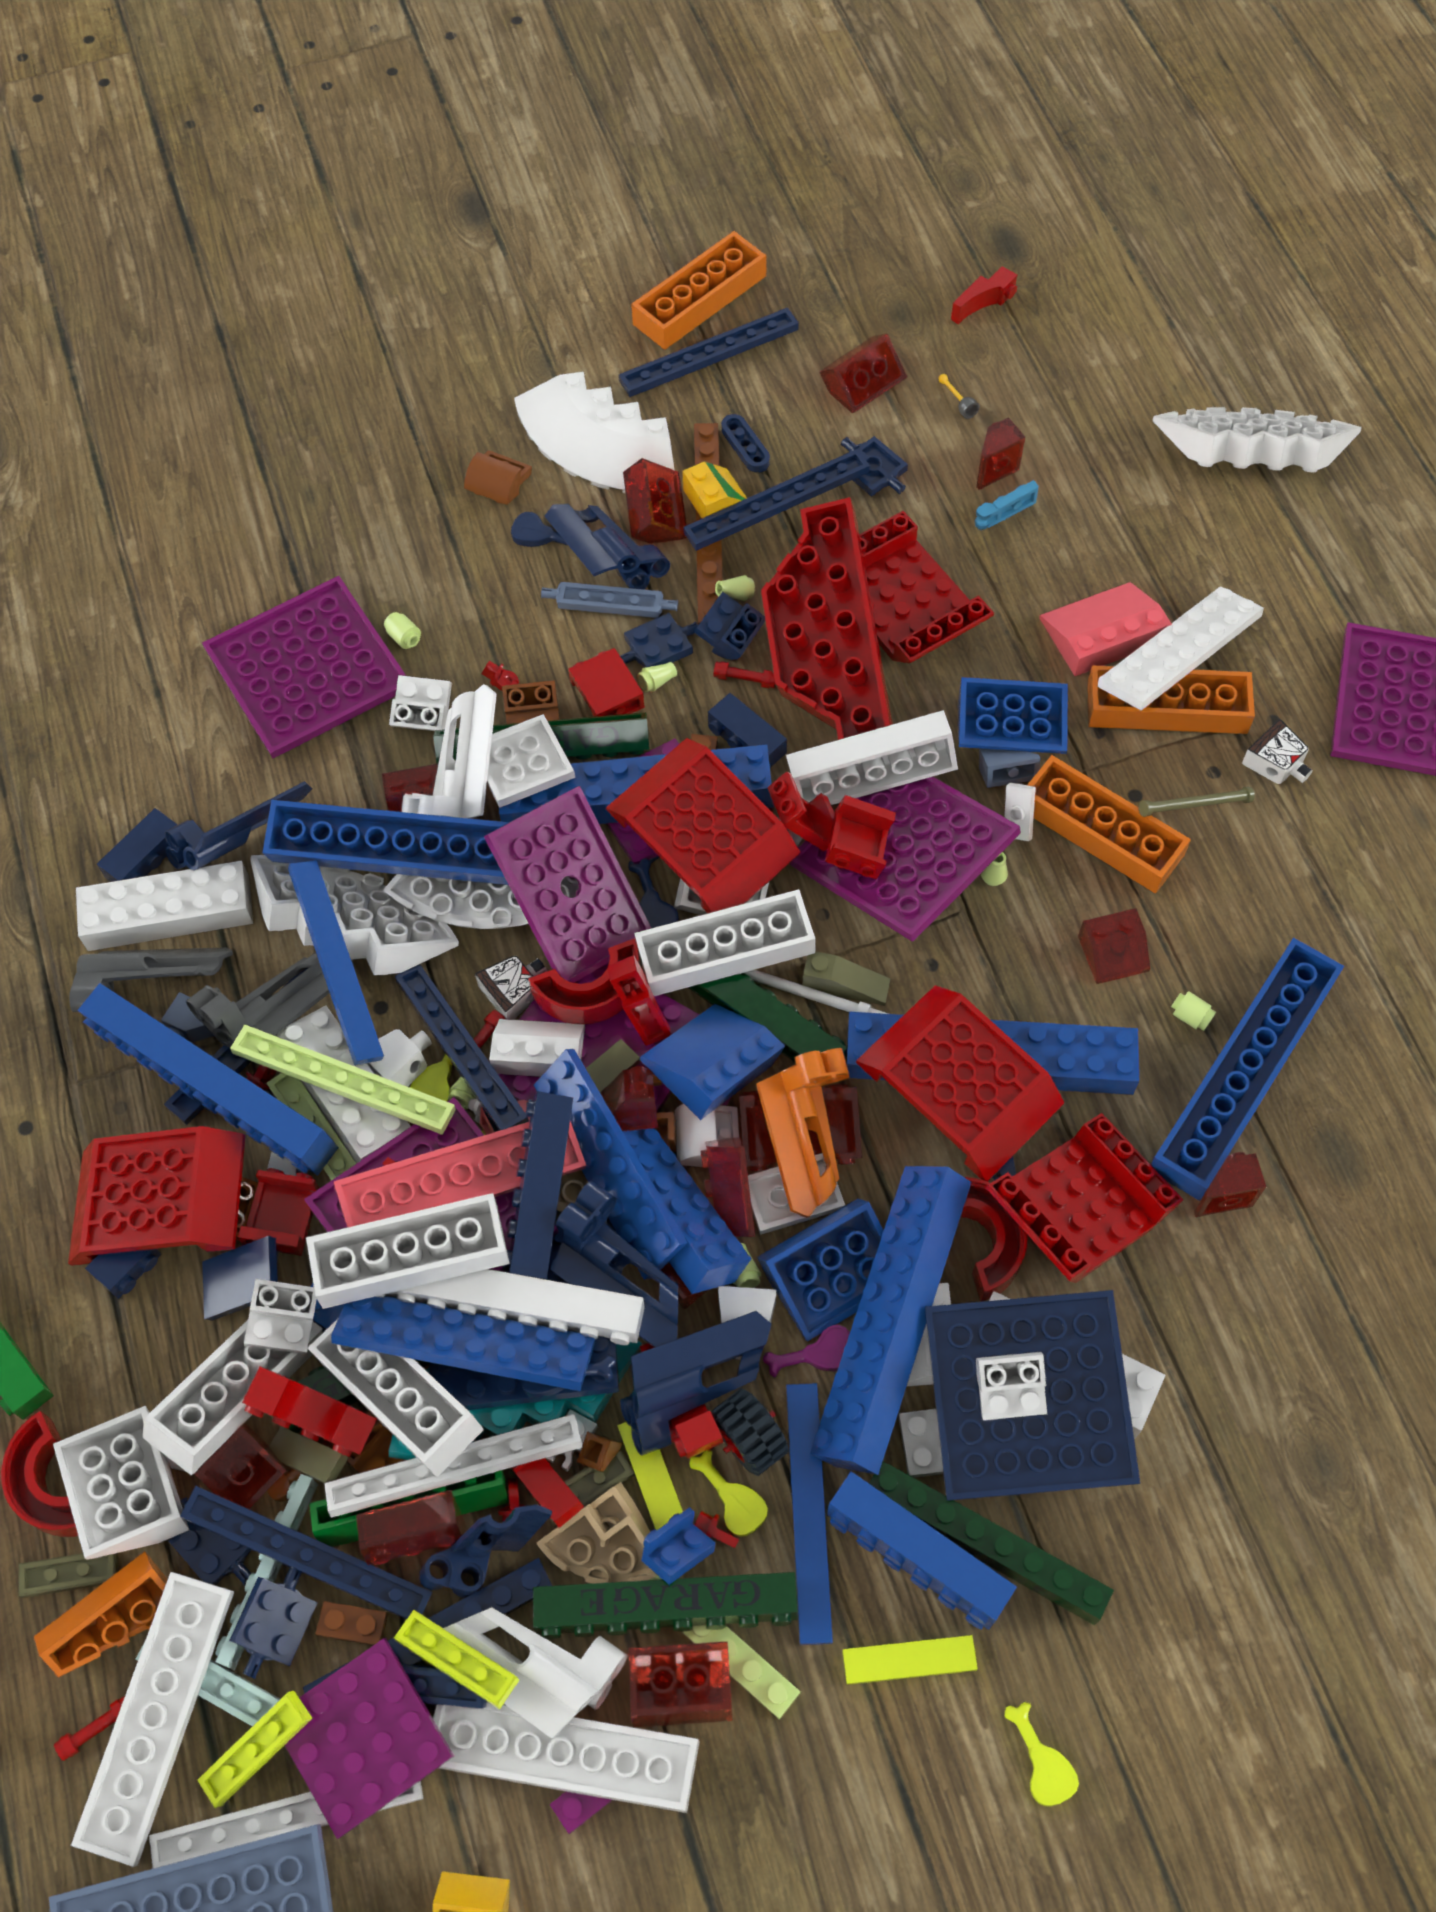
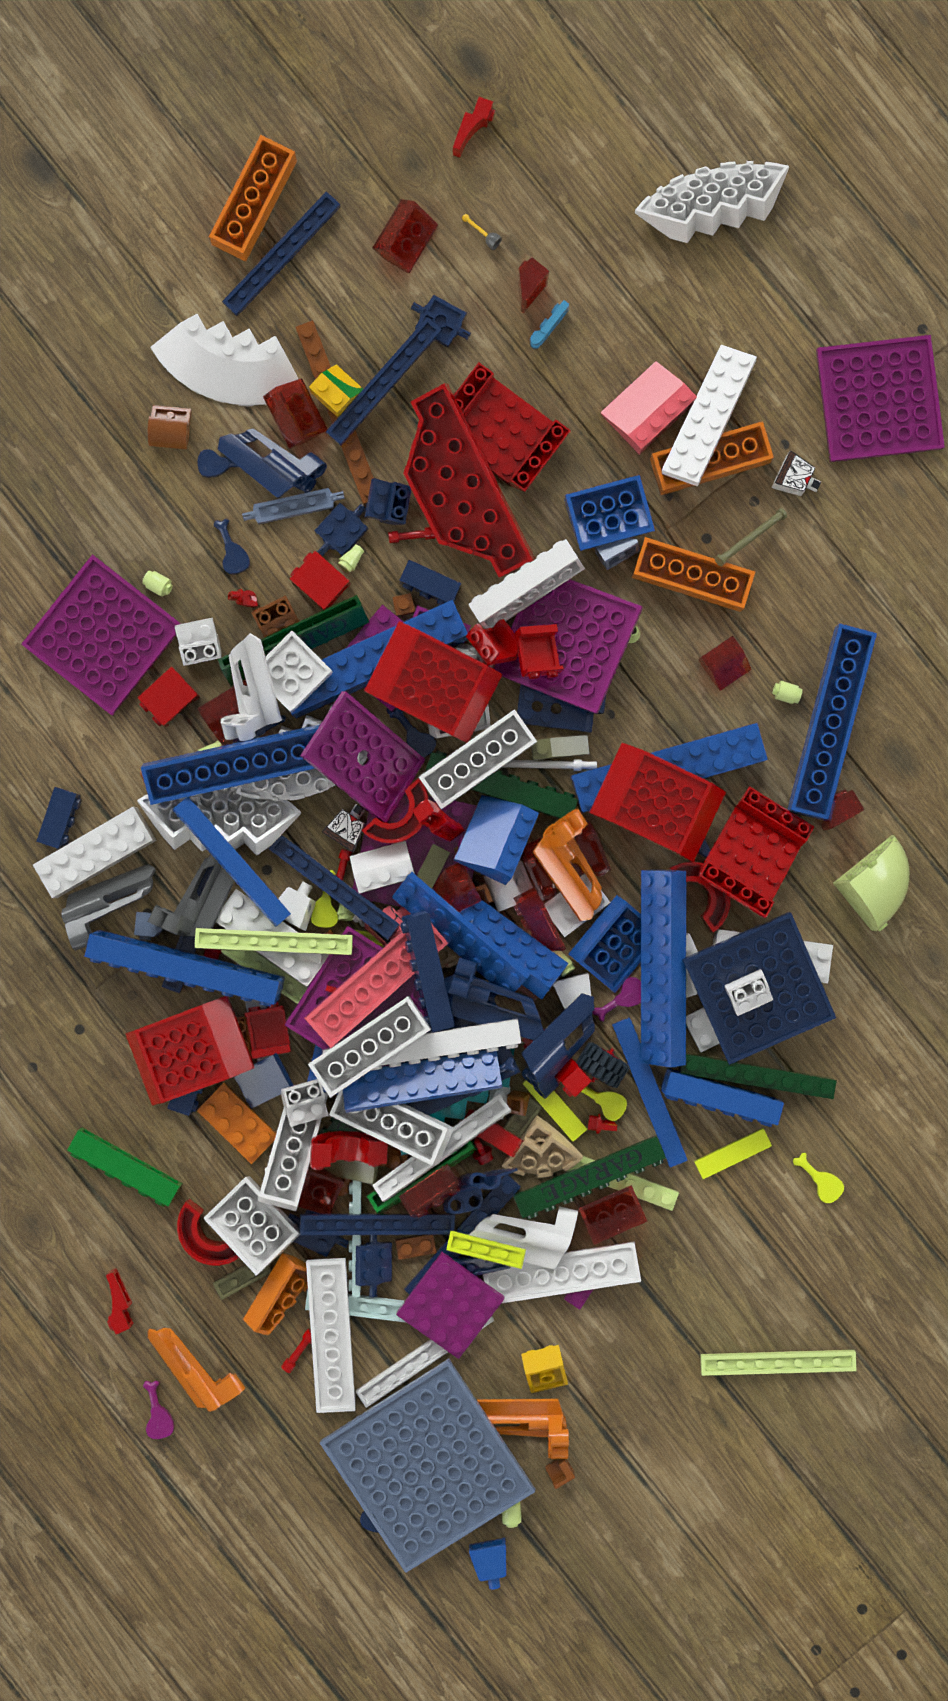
camera: 25 degrees left, 25 degrees up
(171, 1327) = (237, 1123): none -> orange plate
(195, 849) = (101, 811): dark blue panel -> none
(254, 1749) = (394, 1332): neon yellow tile -> none
(351, 754) = (167, 697): none -> red panel
(513, 635) = (236, 558): none -> dark blue piece
(676, 1547) = (585, 1146): blue bracket -> none
(737, 588) = (381, 466): yellowish green cone -> none
(755, 454) = (335, 325): dark blue plate -> none
(878, 949) = (569, 718): none -> dark blue hinge
(1020, 808) = (635, 586): white plate -> none
(1256, 1308) = (877, 884): none -> yellowish green brick

